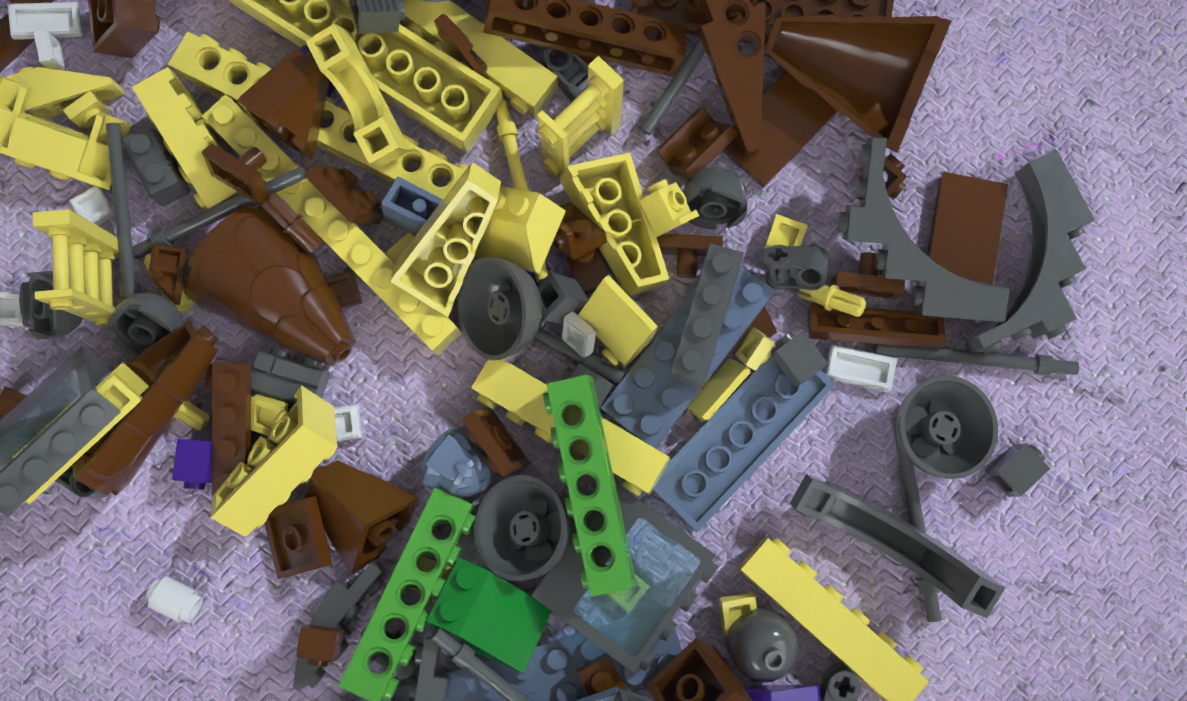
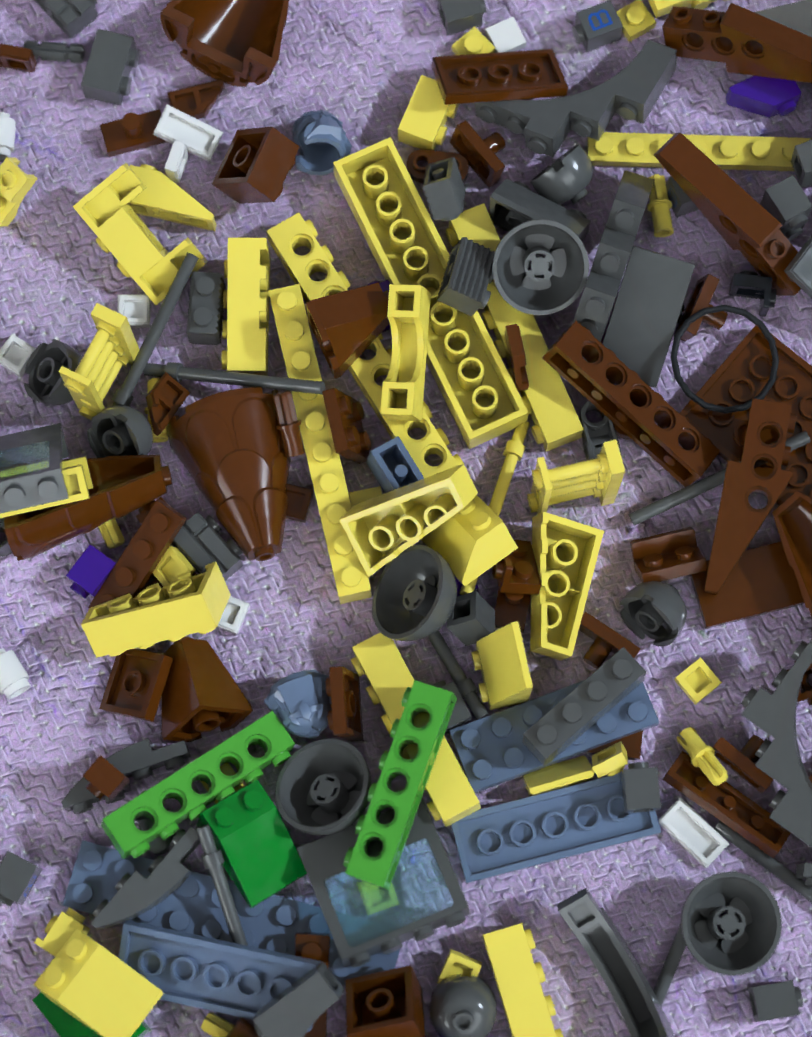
camera: 35 degrees right, 5 degrees down
(85, 109) = (177, 229): light yellow plate -> none
(238, 173) = (271, 358): reddish brown tile -> none
(578, 334) = (468, 657): white tile -> none
(666, 207) = (606, 595): light yellow brick -> none
(798, 267) = (688, 714): dark grey piece -> none

